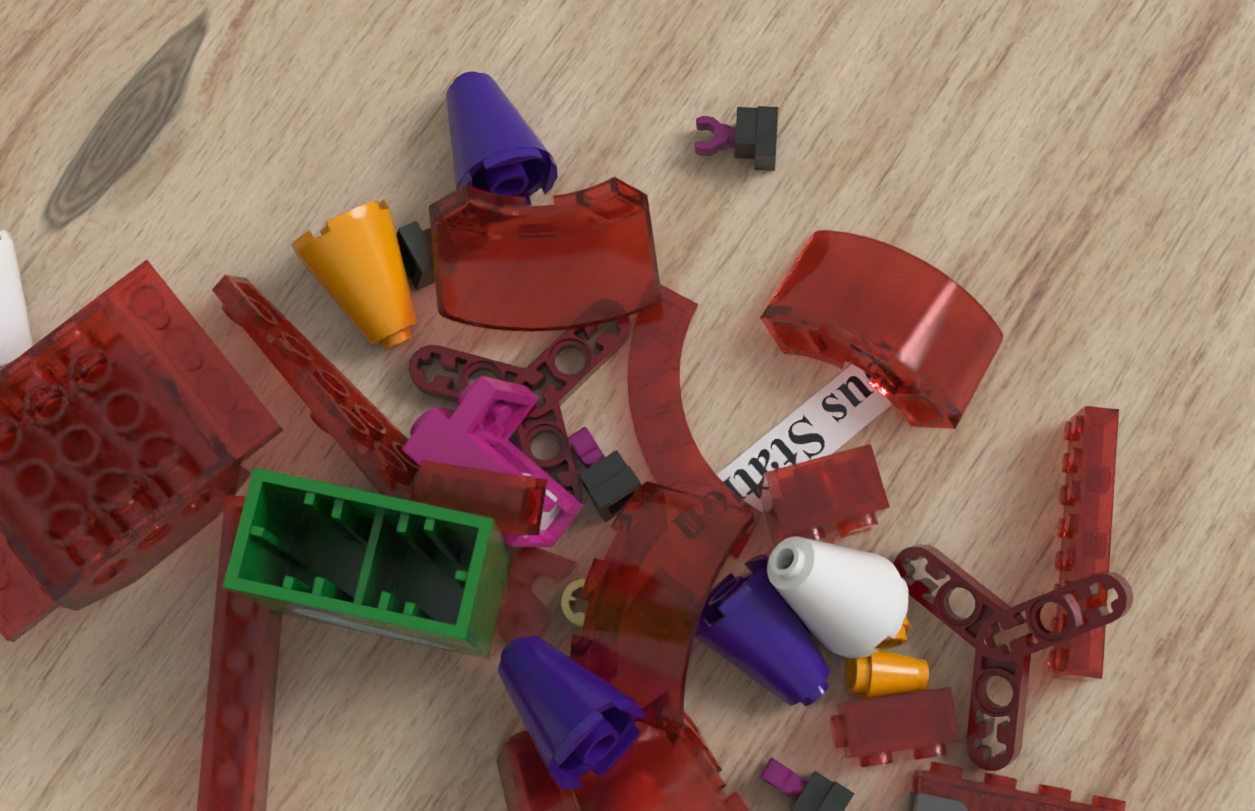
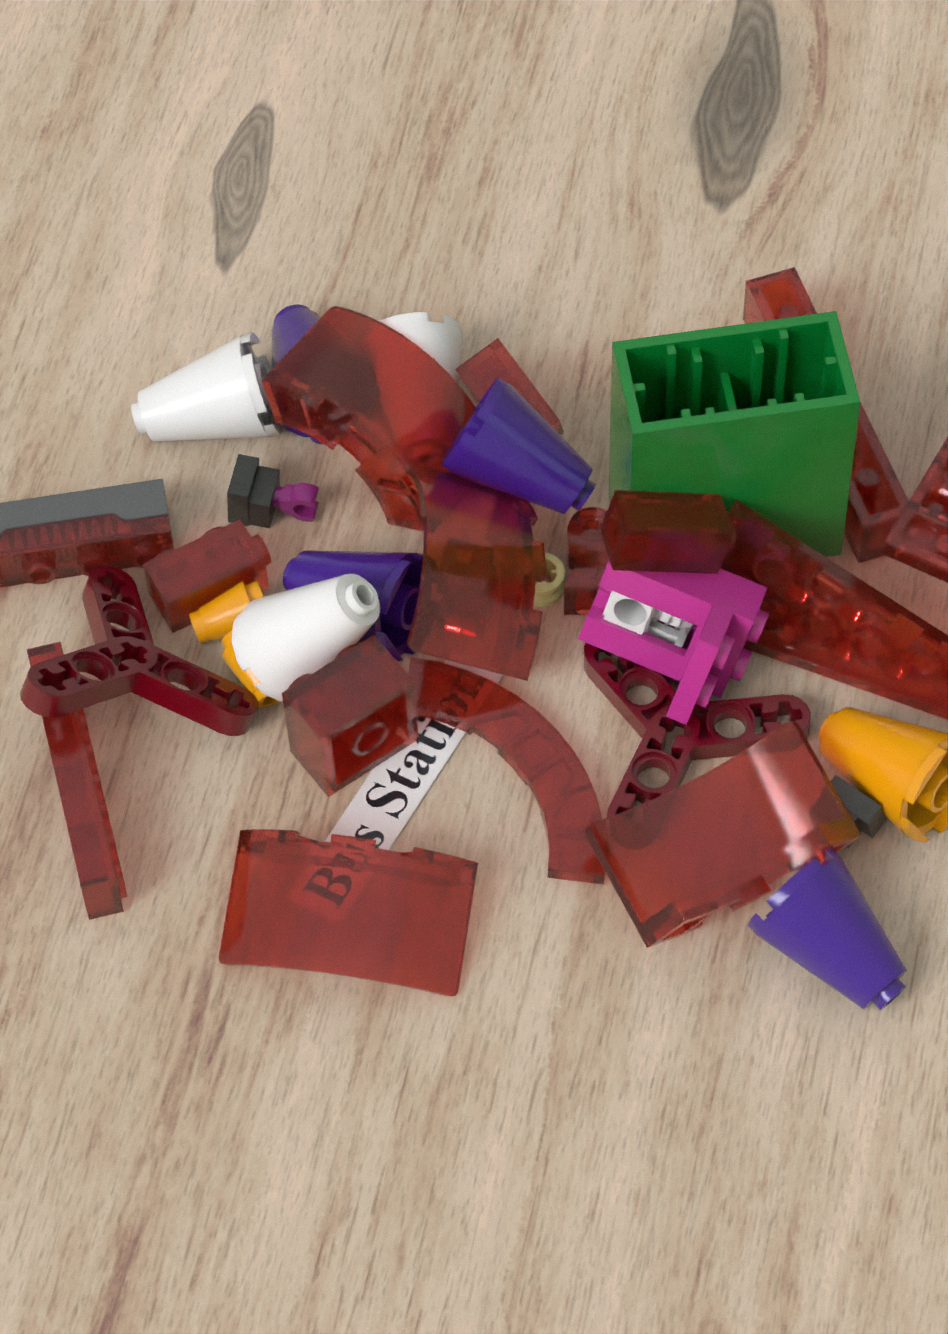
camera: 160 degrees right, 20 degrees down
(605, 478) = (564, 675): pearl dark grey piece -> none
(752, 137) = (563, 1053): pearl dark grey piece -> none

